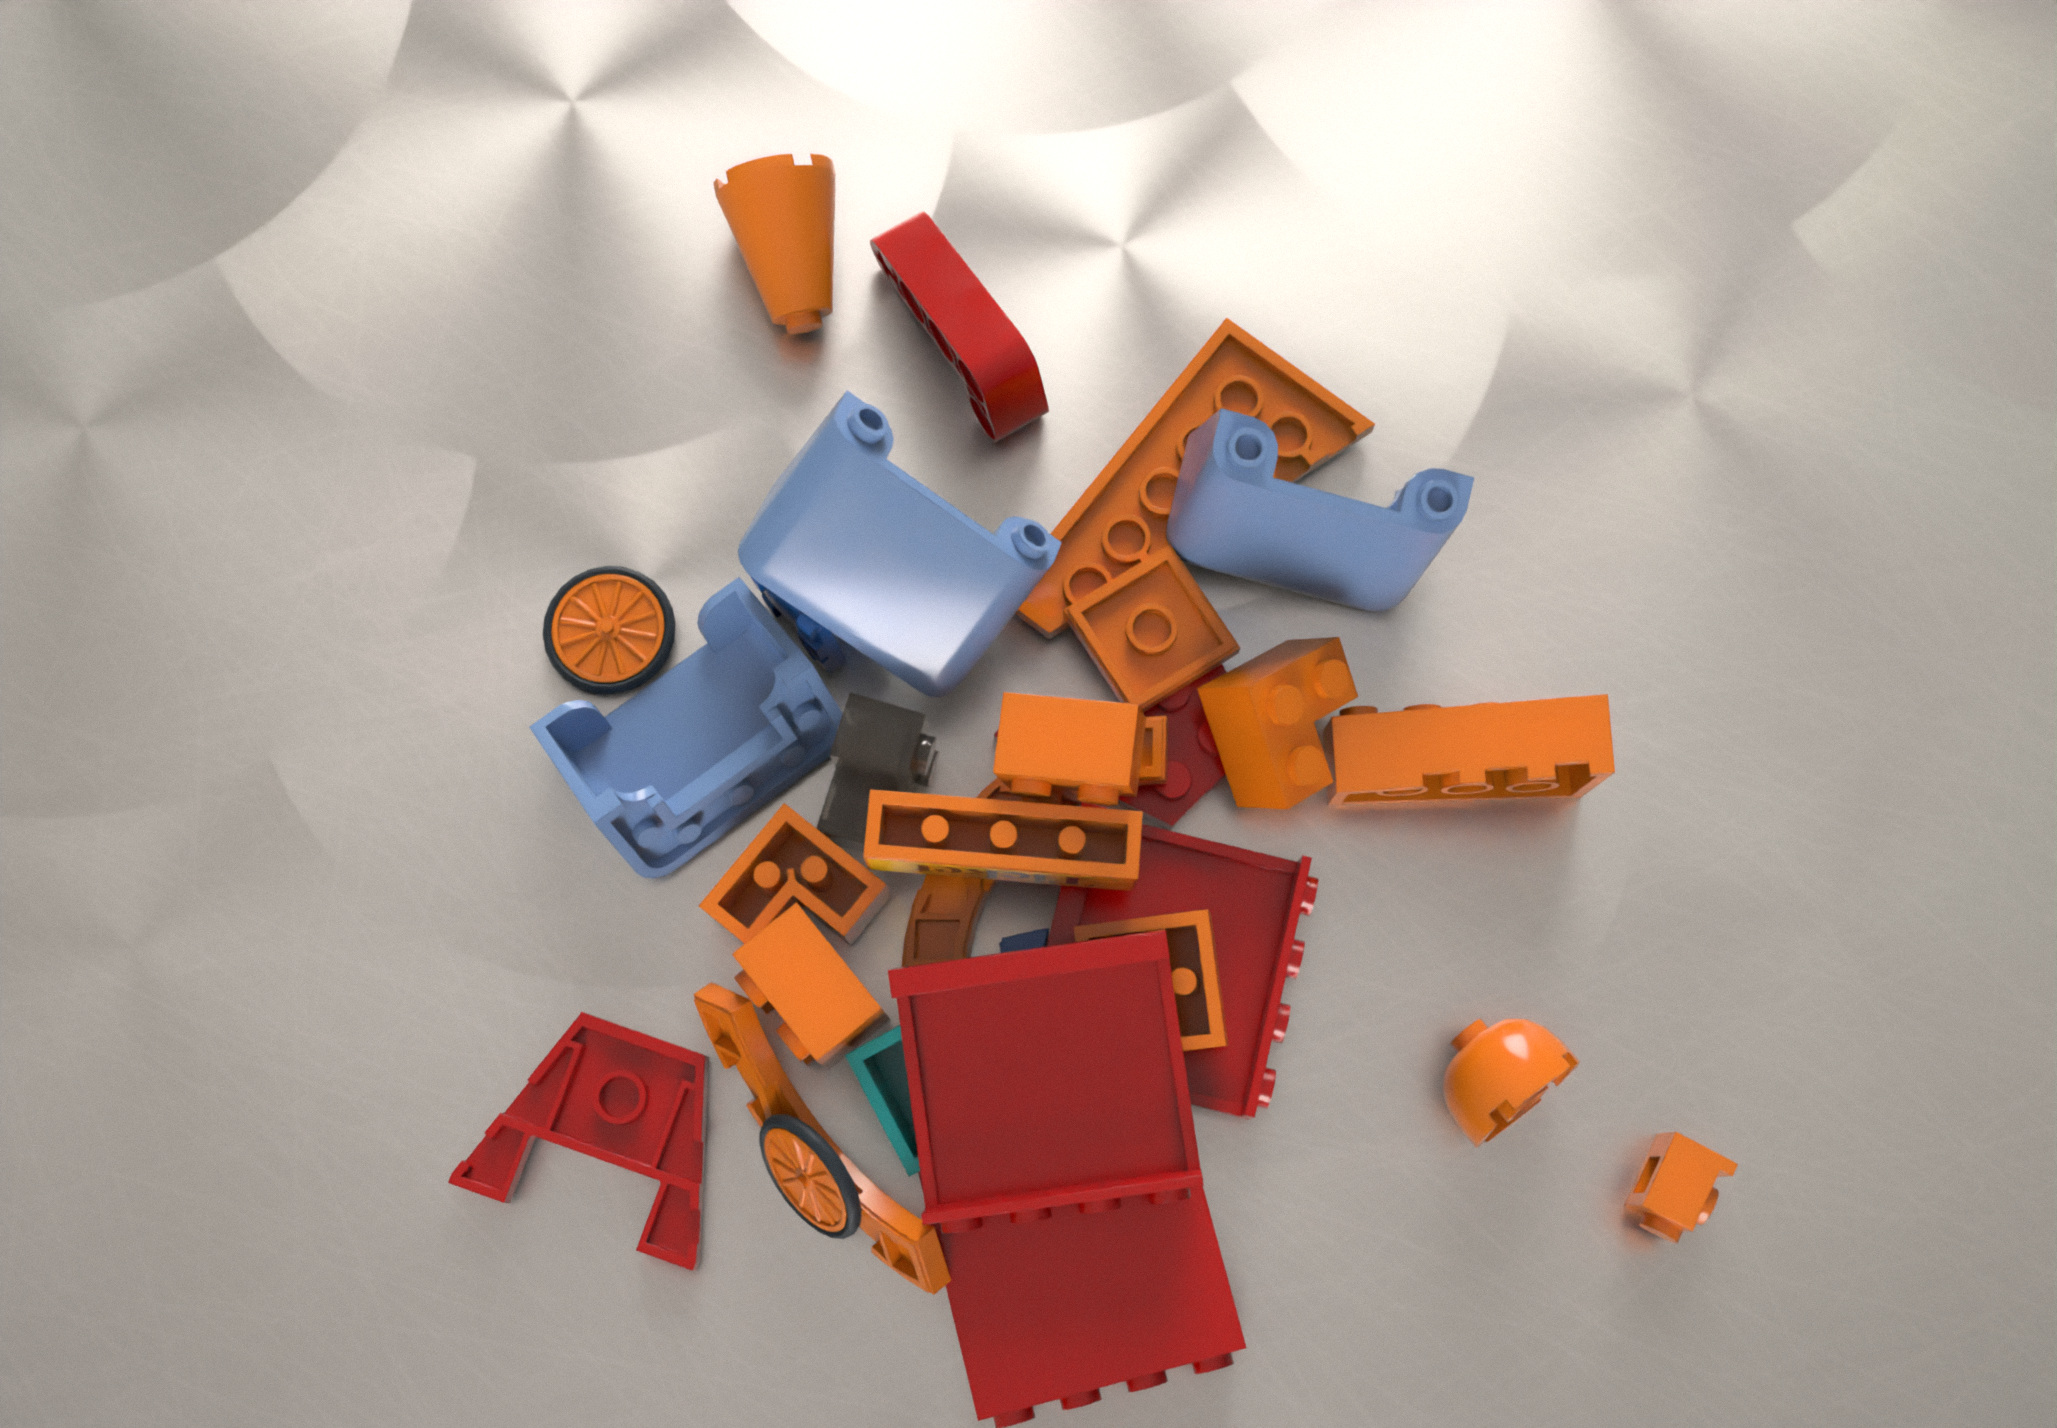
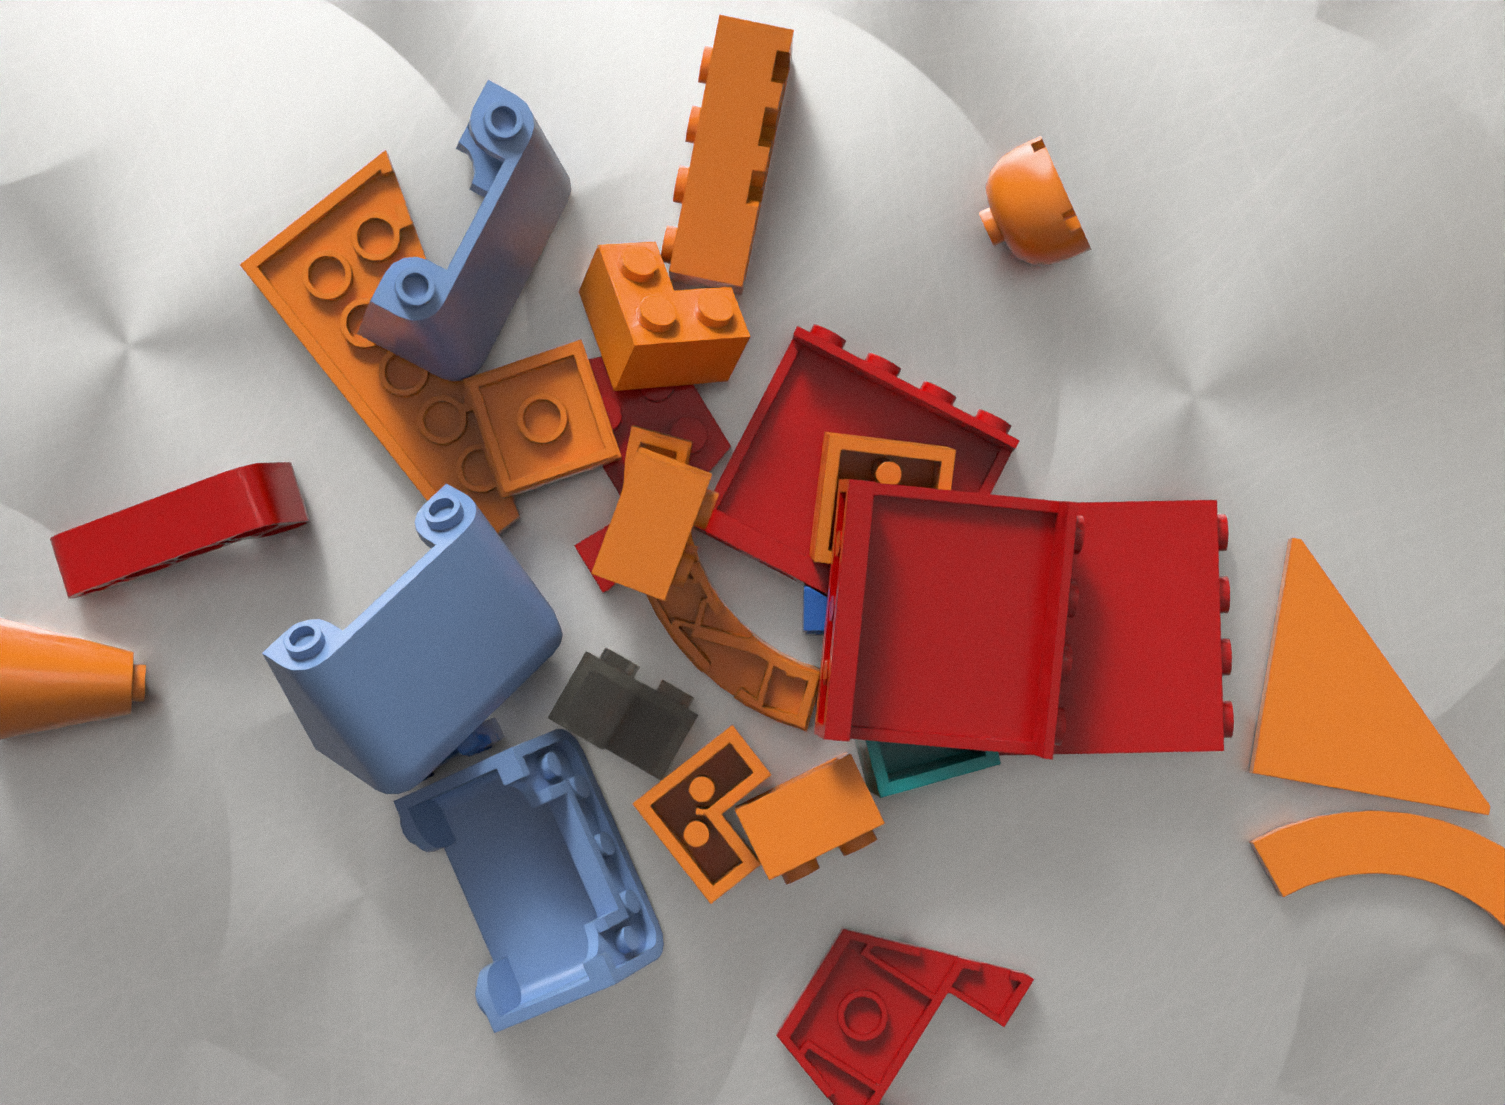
camera: 80 degrees left, 10 degrees up
(609, 629) = (407, 940): orange wheel -> none
(740, 1041) = (950, 852): orange tile -> none
(810, 1176) = (977, 854): orange wheel -> none
(1003, 840) = (721, 605): orange brick -> none
(1677, 1185) = (1164, 80): orange brick -> none

